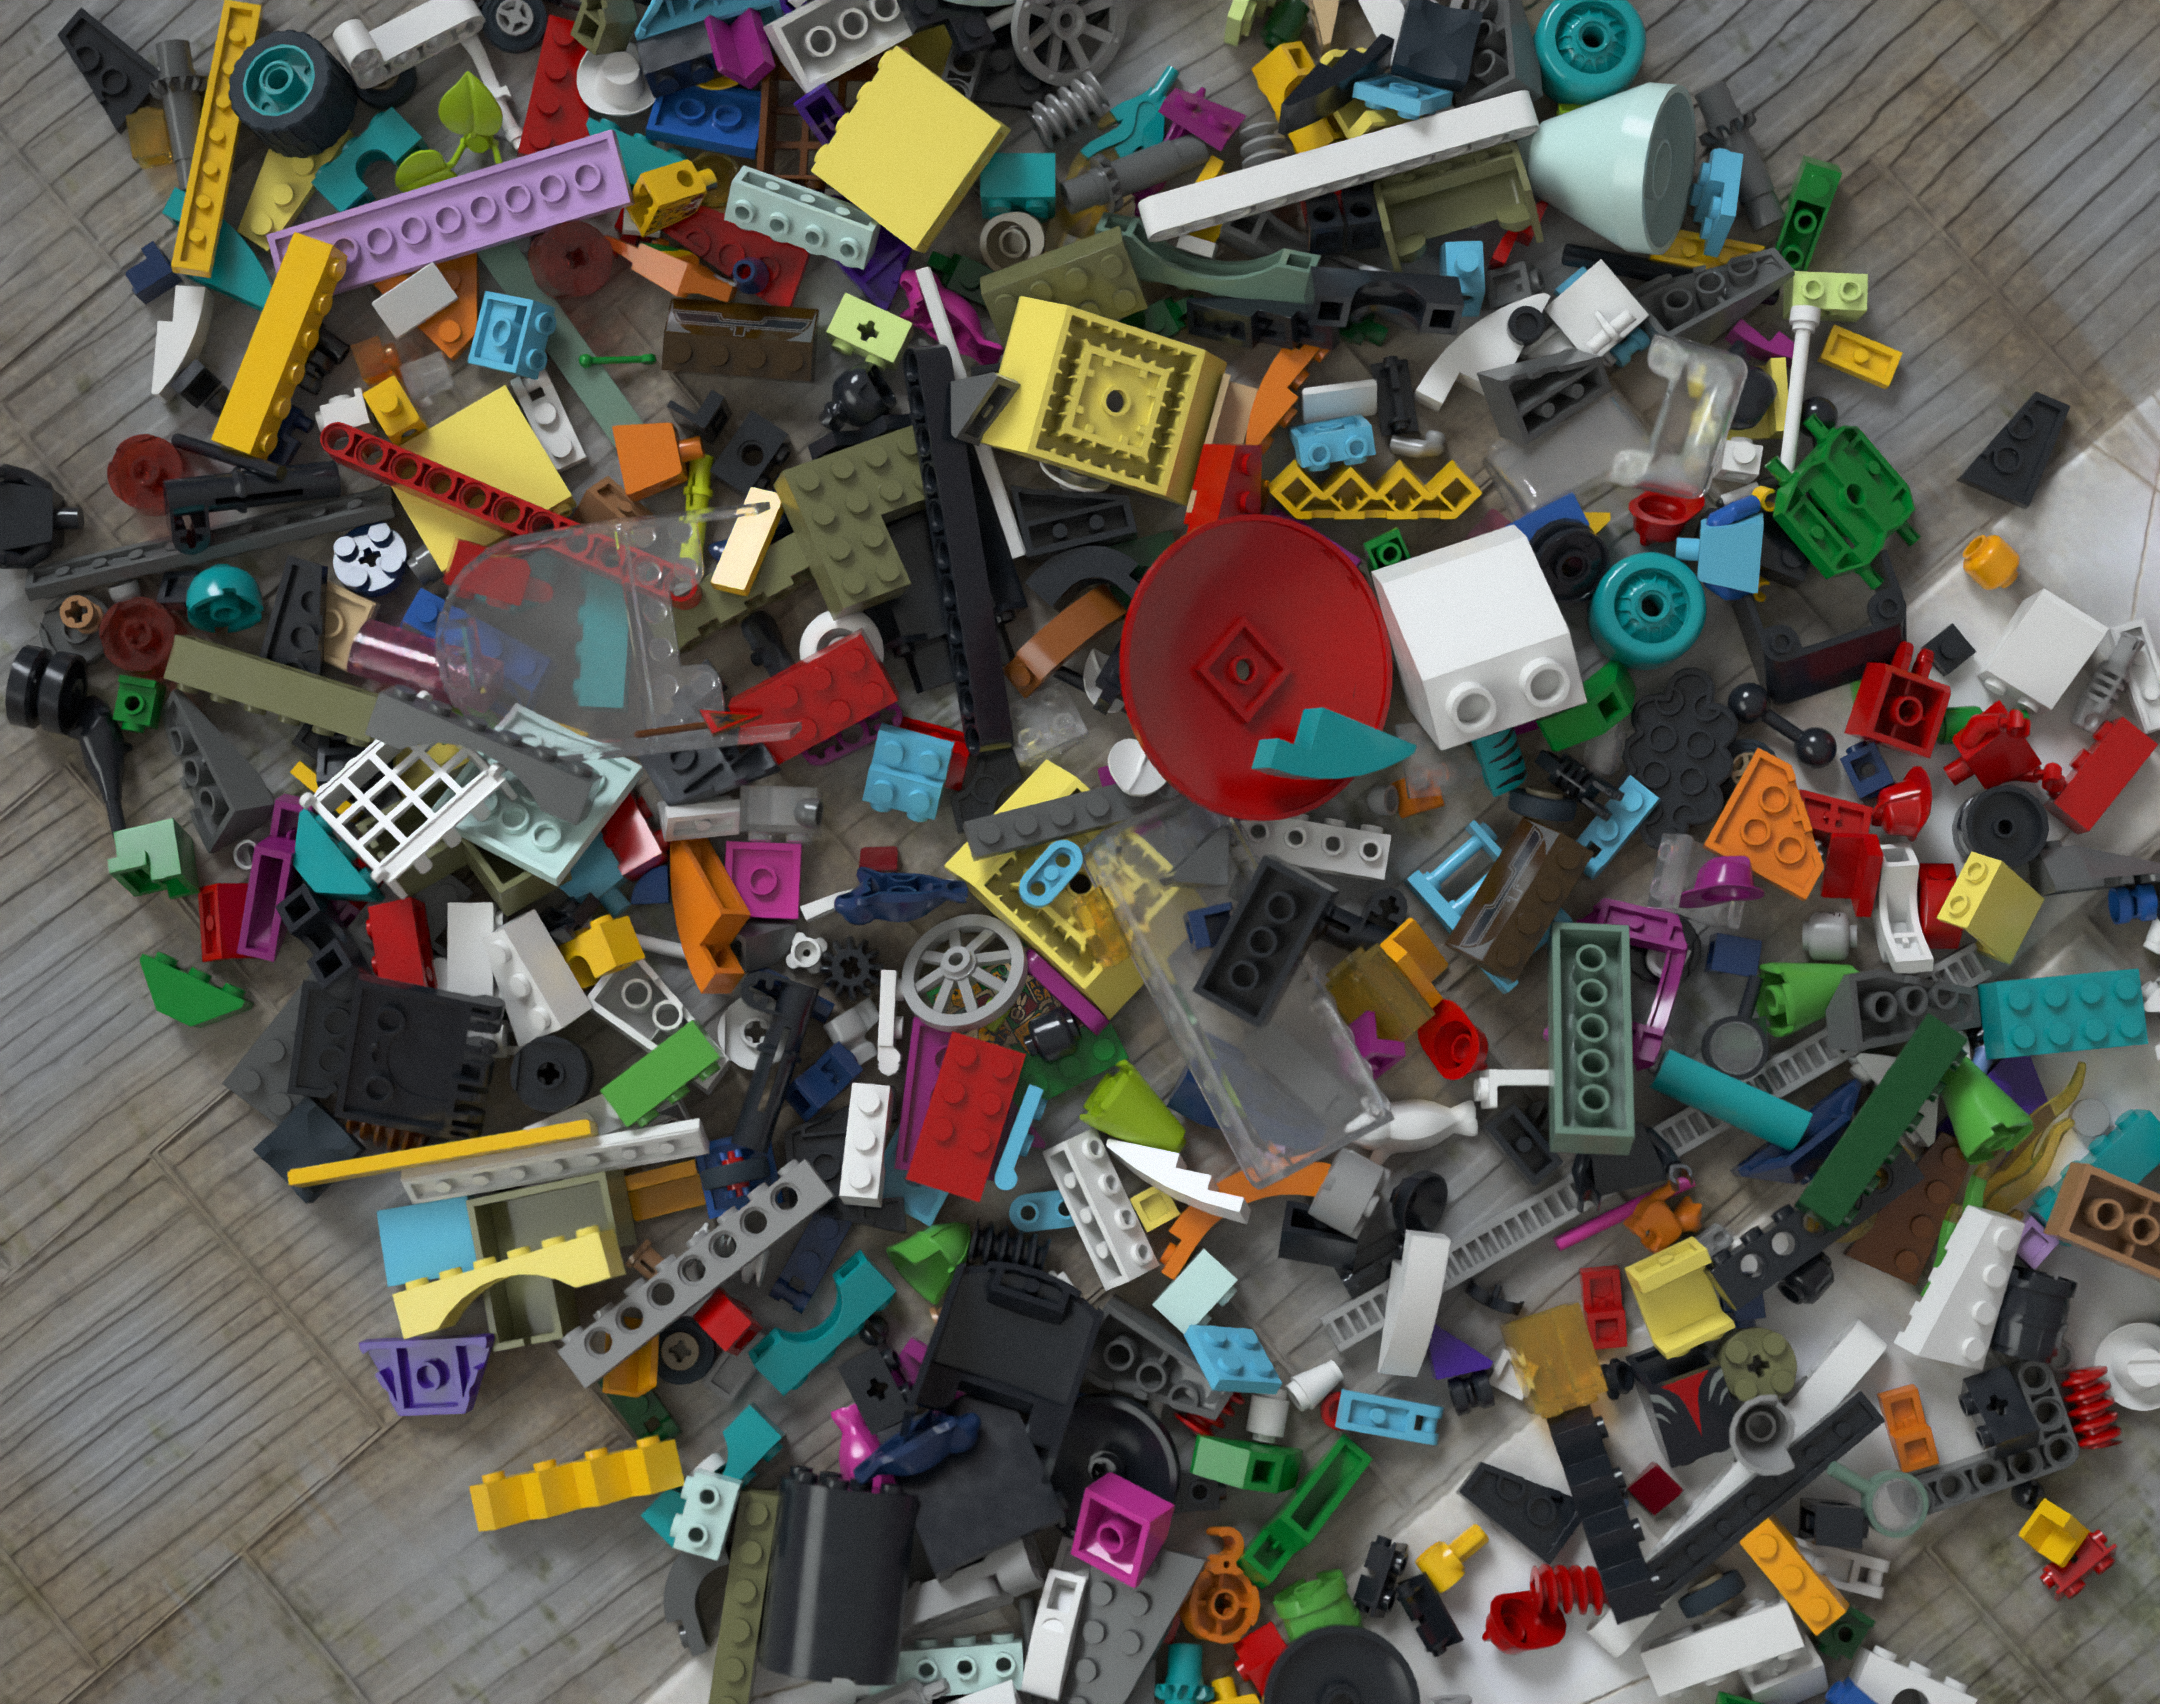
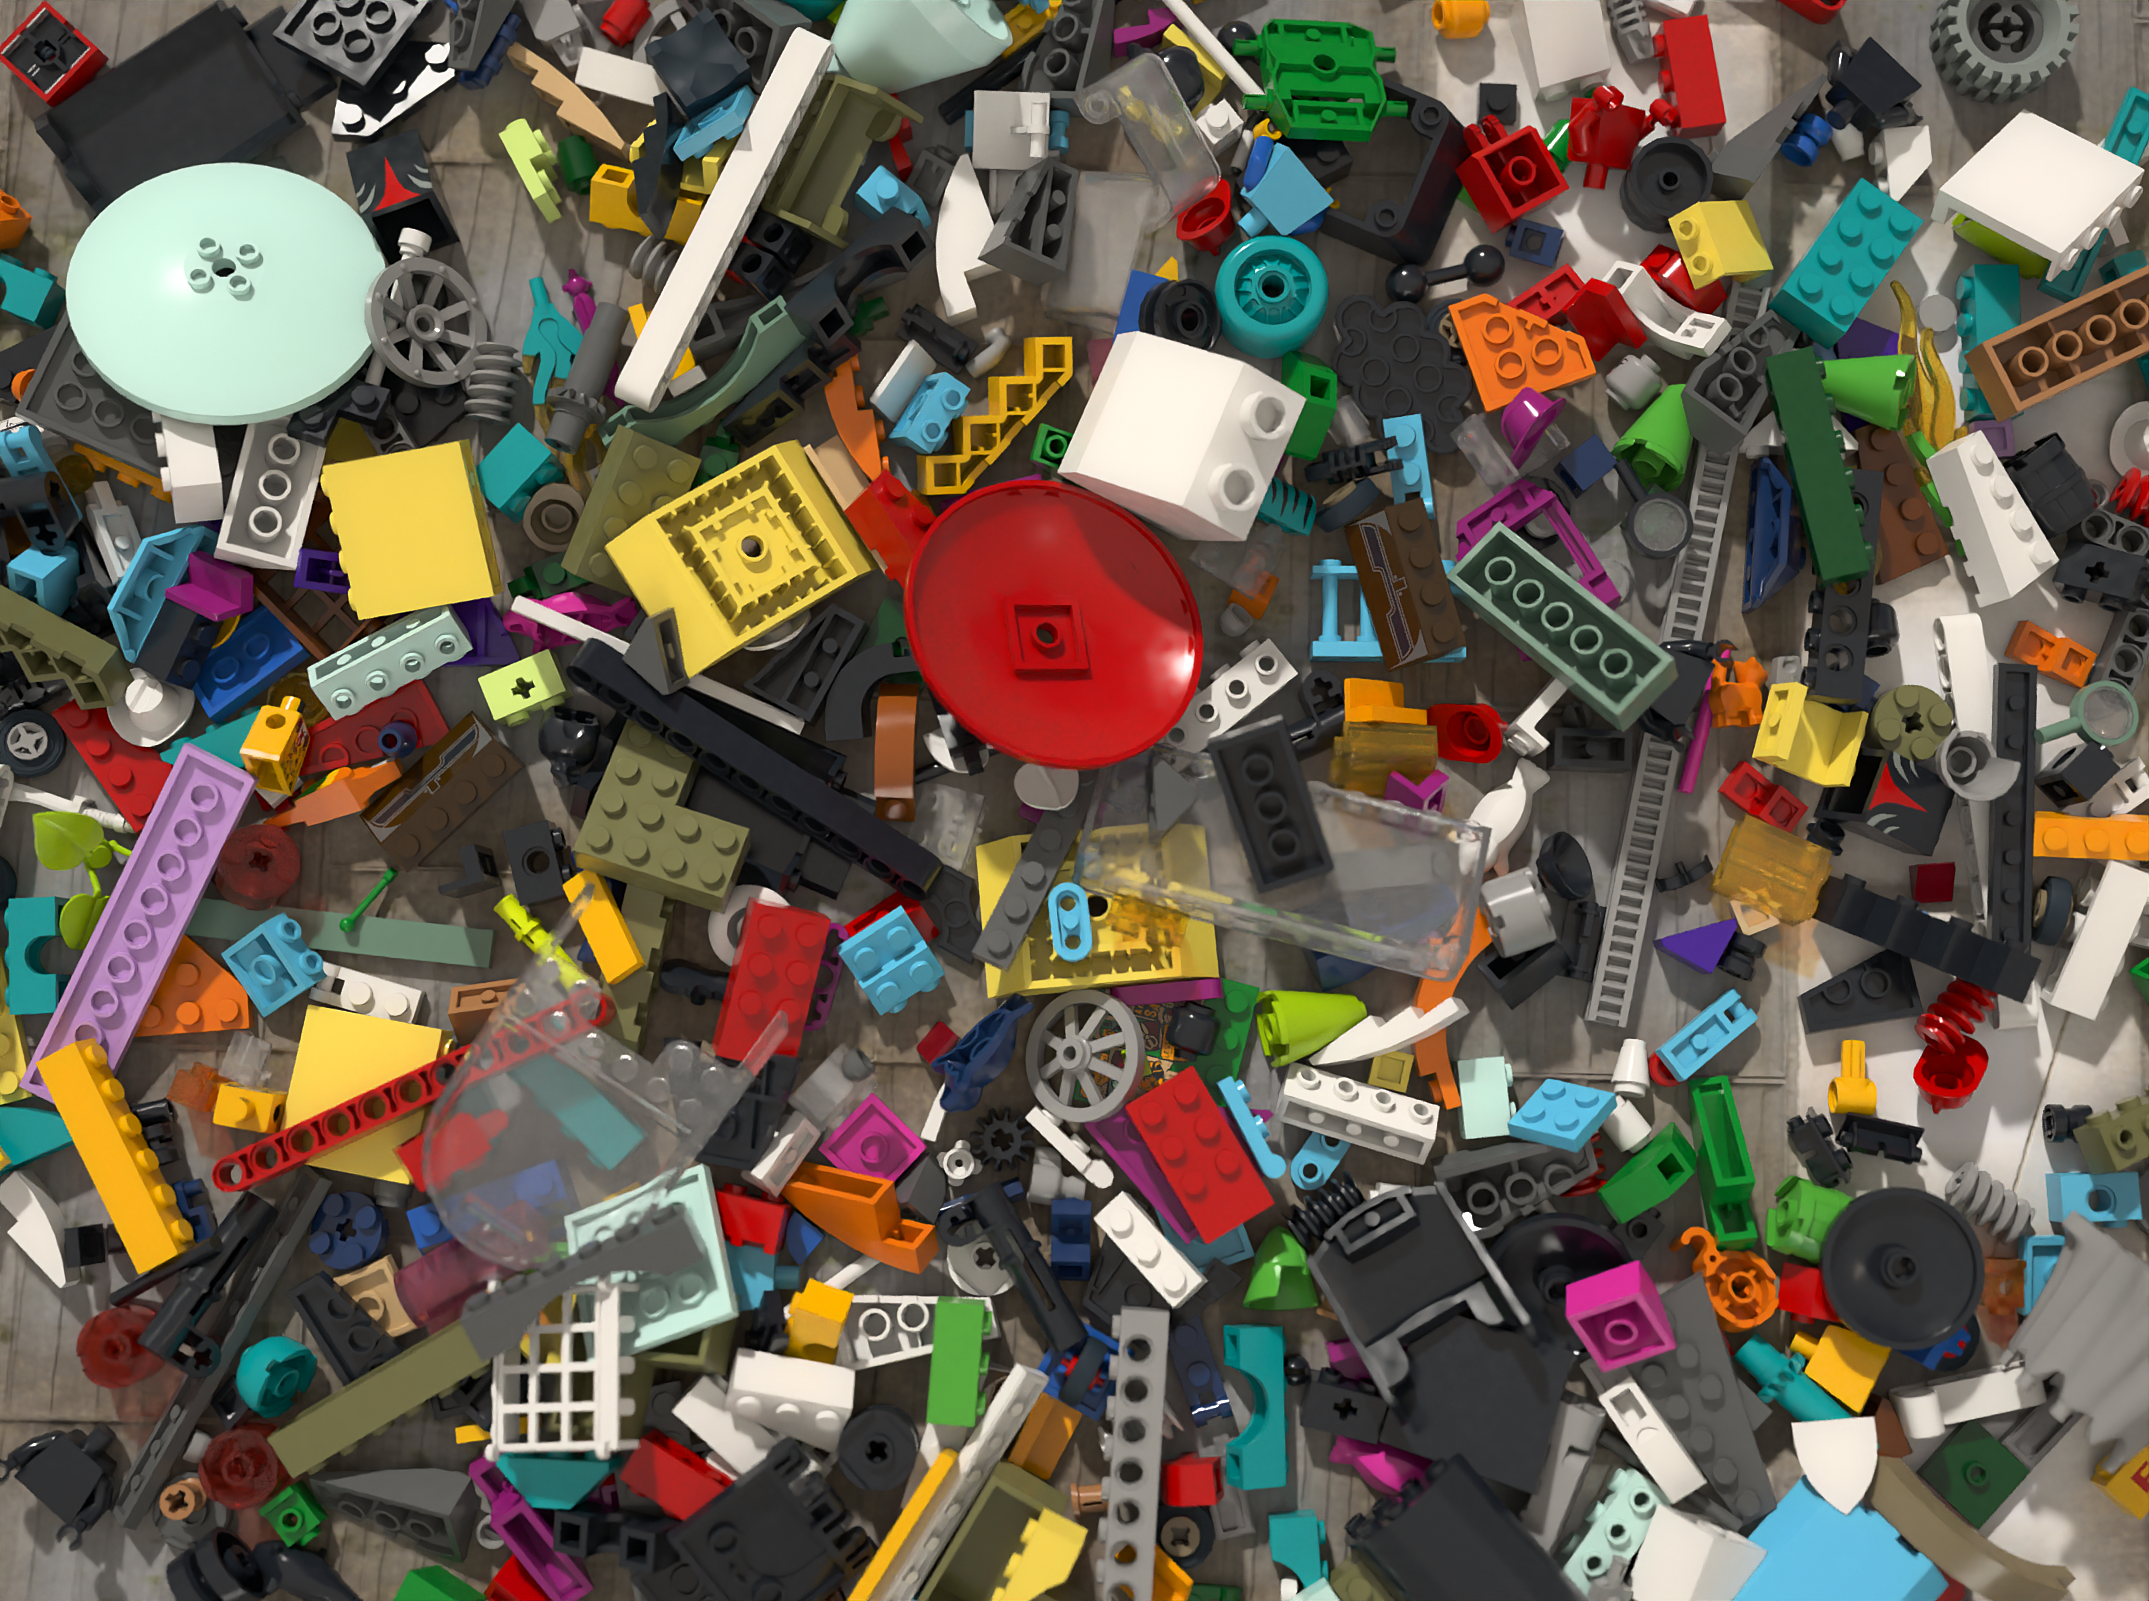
camera: 45 degrees left, 0 degrees up
(347, 410) = (216, 1145): white brick -> none
(414, 300) = (177, 1016): white slope -> none
(653, 457) = (470, 939): orange torso -> none
(715, 721) = (719, 1076): reddish brown piece -> none
(926, 1445) = (1424, 1405): dark blue animal -> none
(1202, 117) = (592, 289): magenta wing -> none
(1206, 925) = (1218, 838): dark blue panel -> none
(1330, 749) = (1165, 624): teal slope -> none
(1413, 1302) = (1639, 938): white slope -> none
(1525, 325) = (973, 191): black tile -> none
(1730, 1100) = (1696, 564): teal brick -> none
(1905, 805) = (1588, 236): red piece -> none

